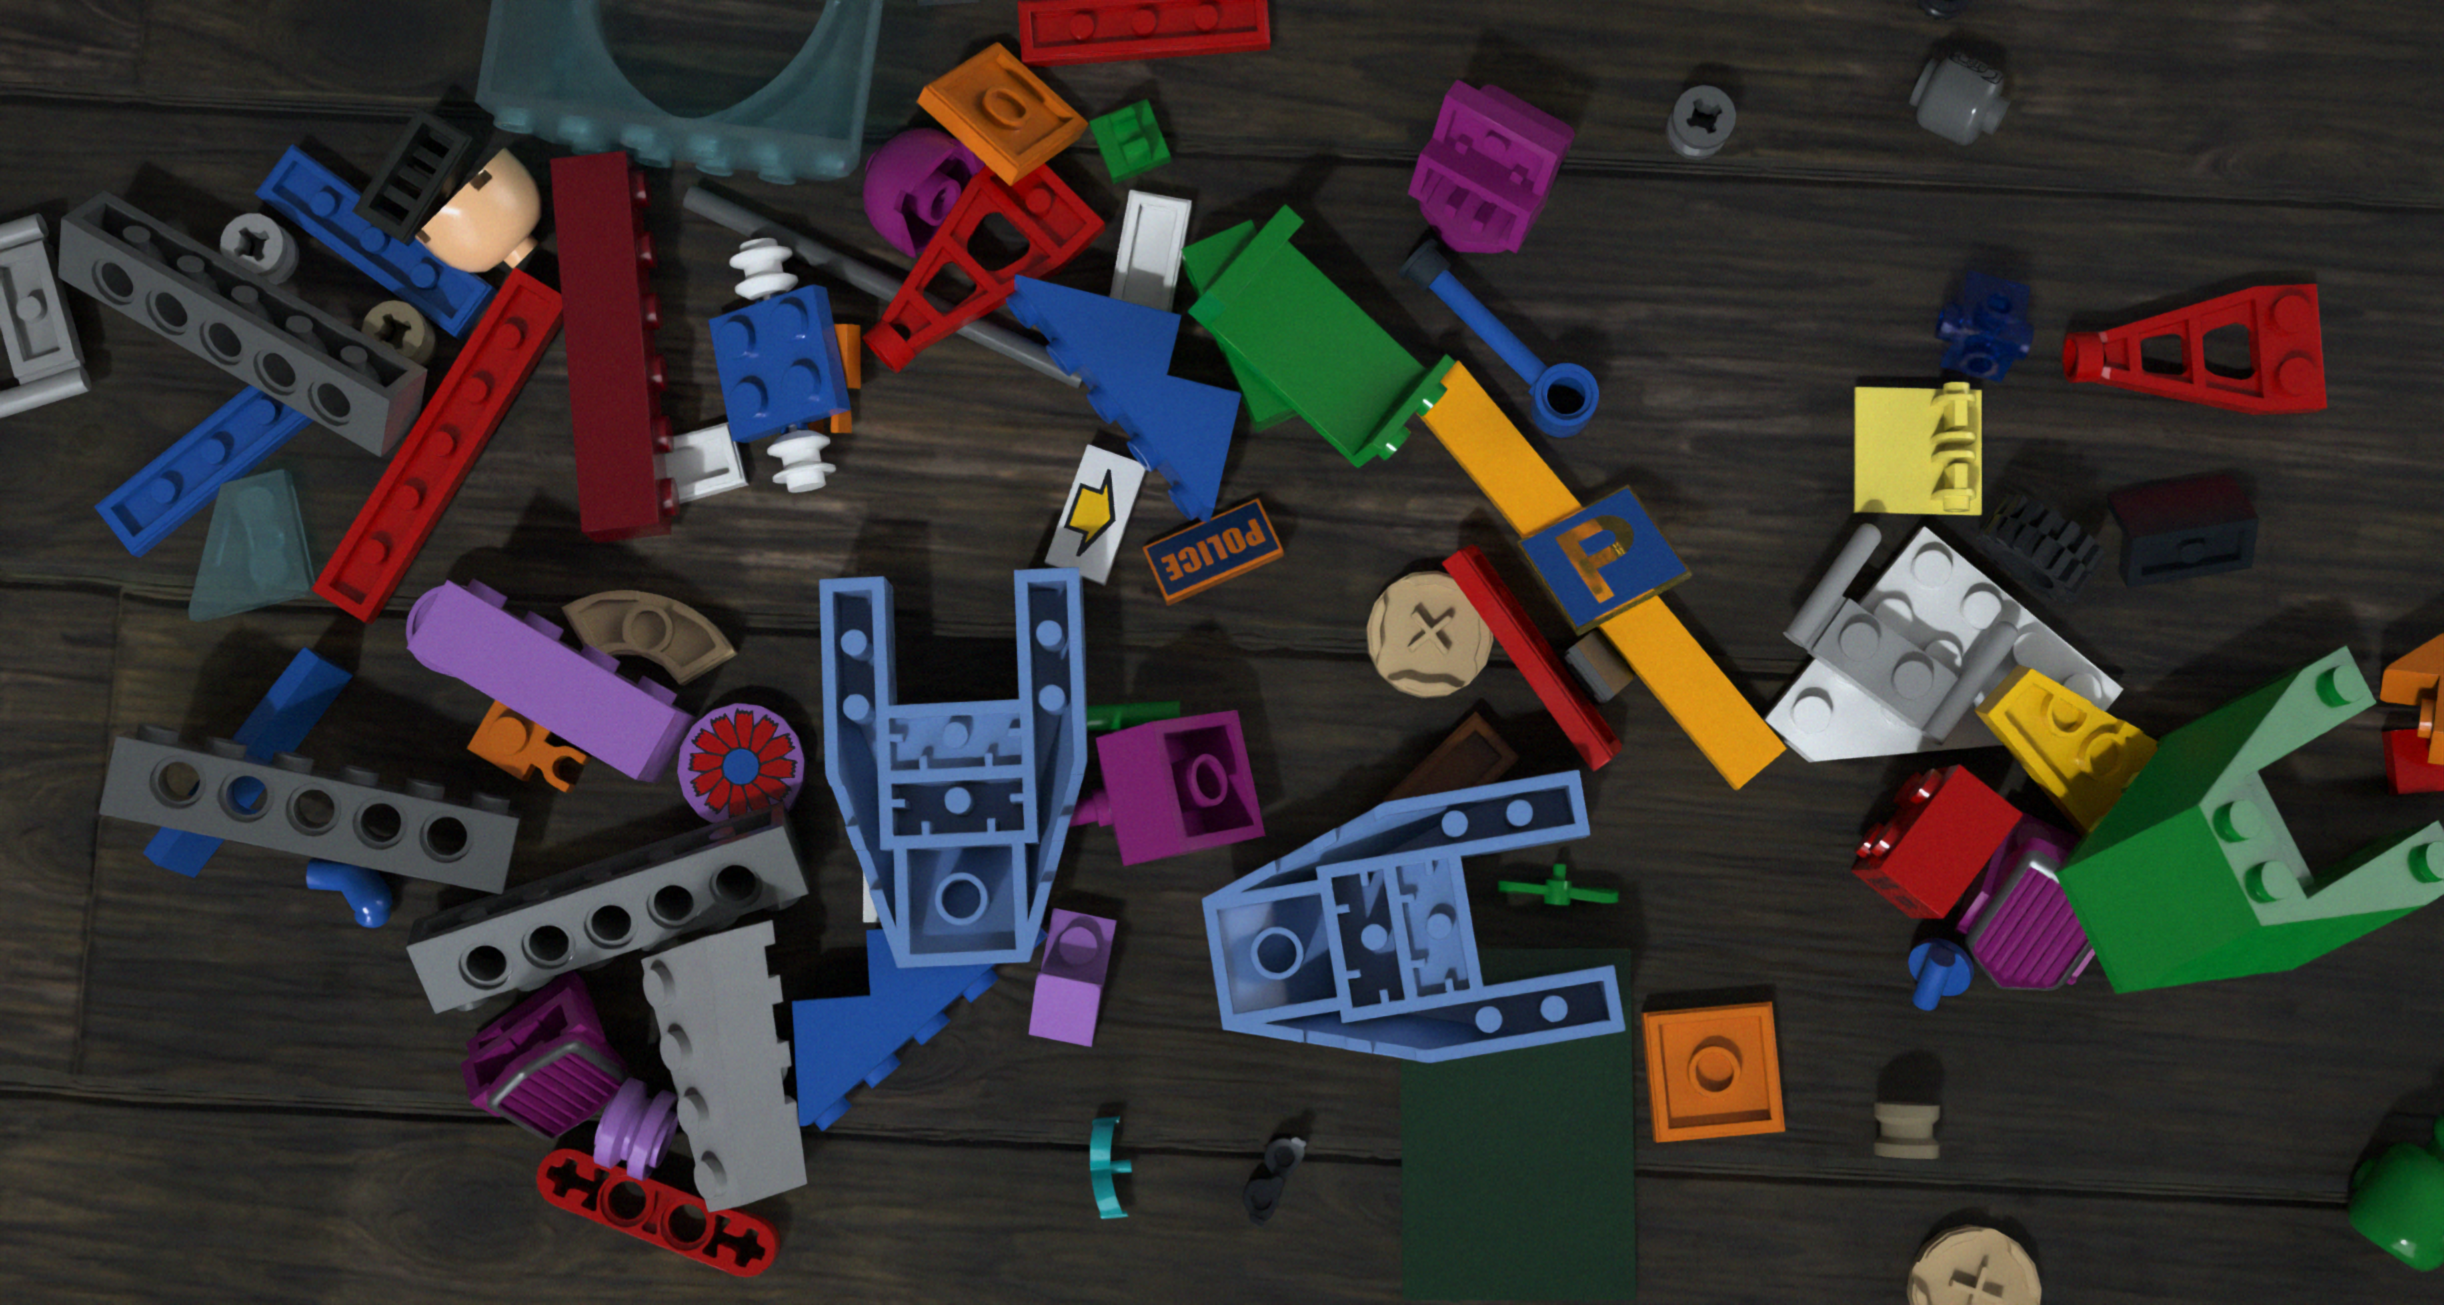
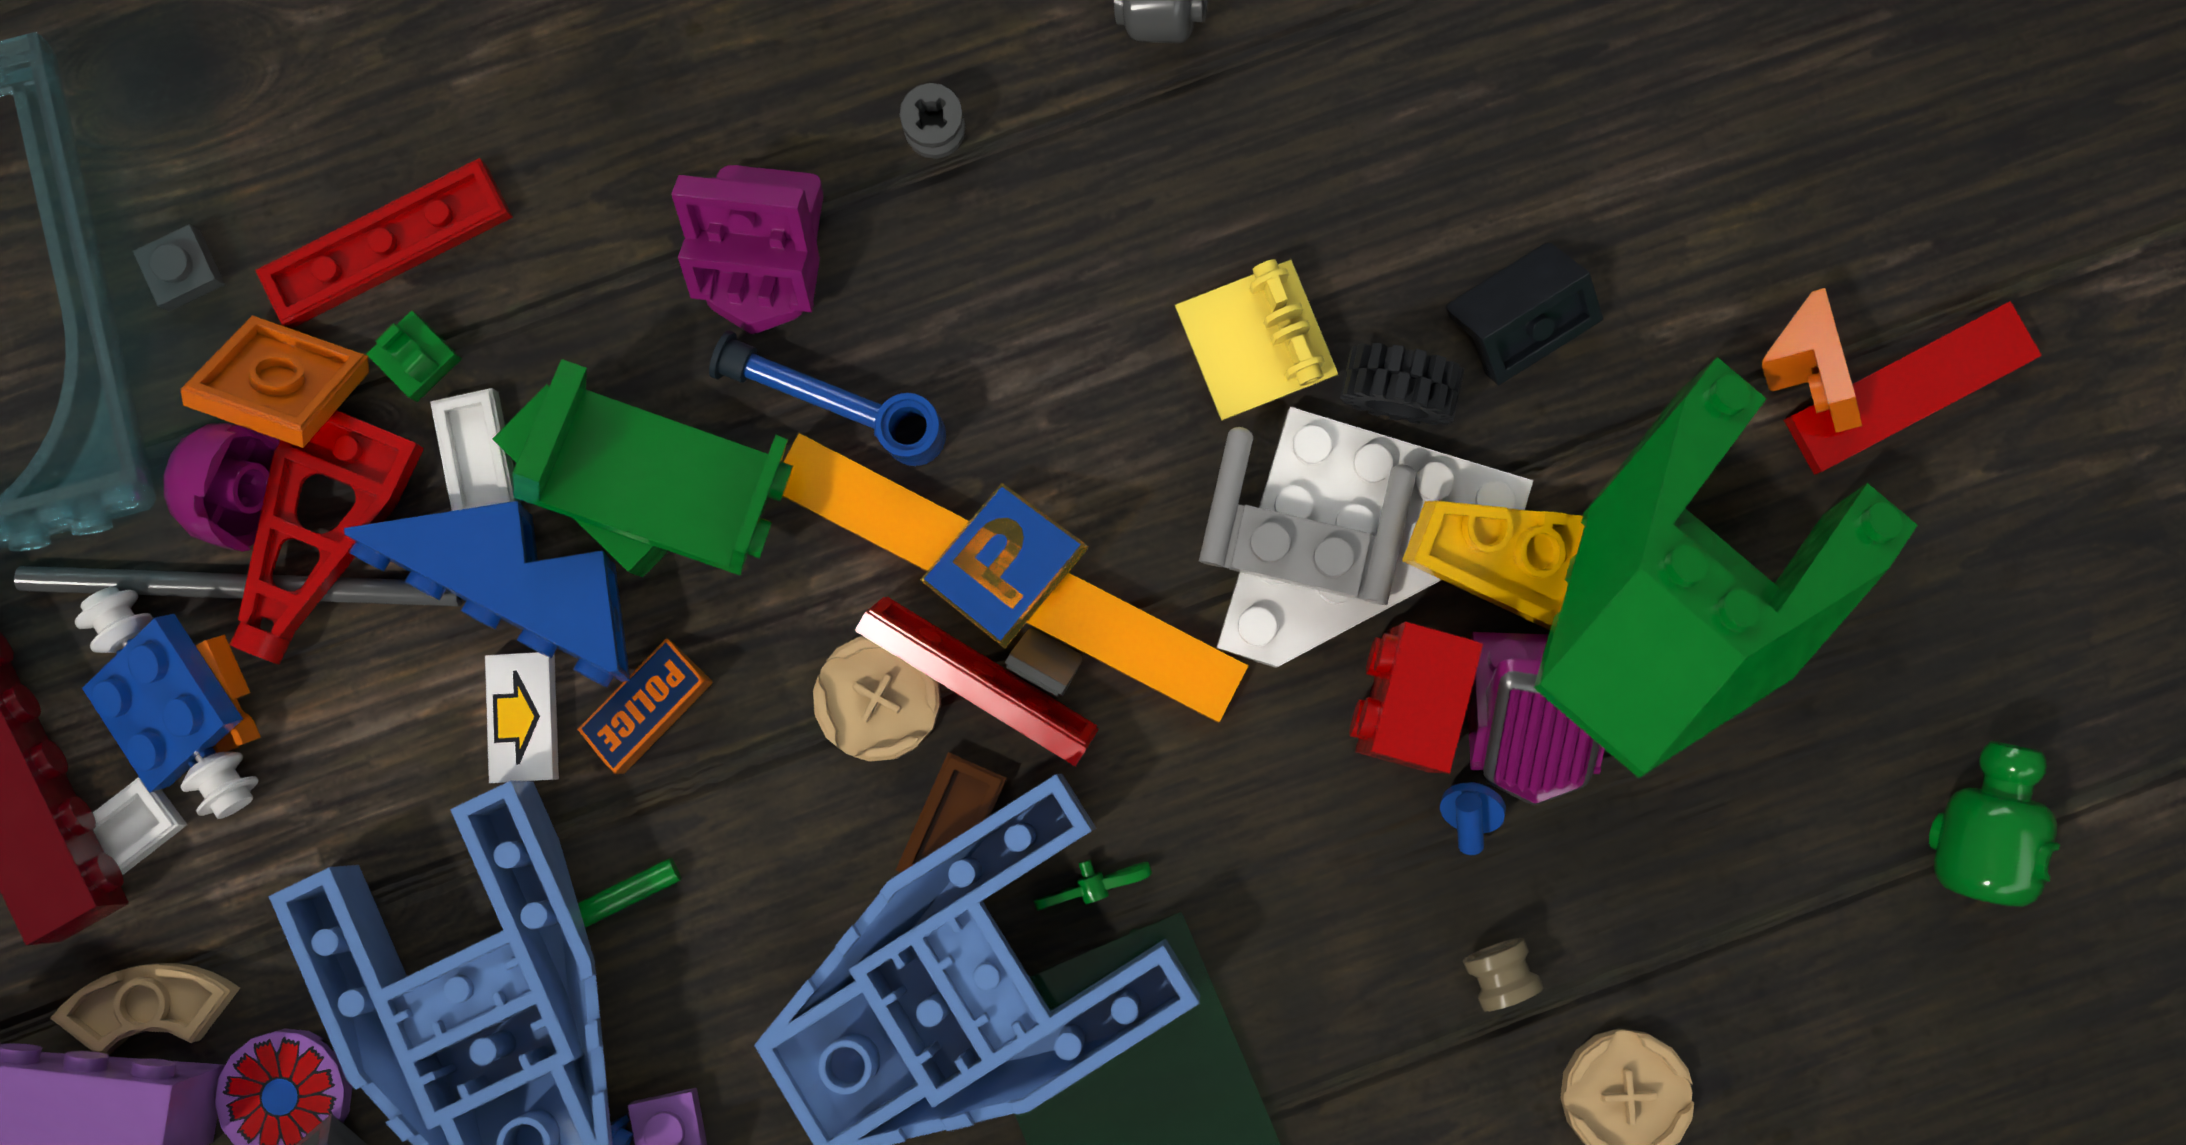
camera: 20 degrees left, 0 degrees up
(1174, 788) = (688, 949): magenta piece -> none
(1712, 1071) = (1304, 994): orange tile -> none
(1979, 338) = (1268, 214): clear blue brick -> none
(2282, 348) = (1548, 107): red plate -> none

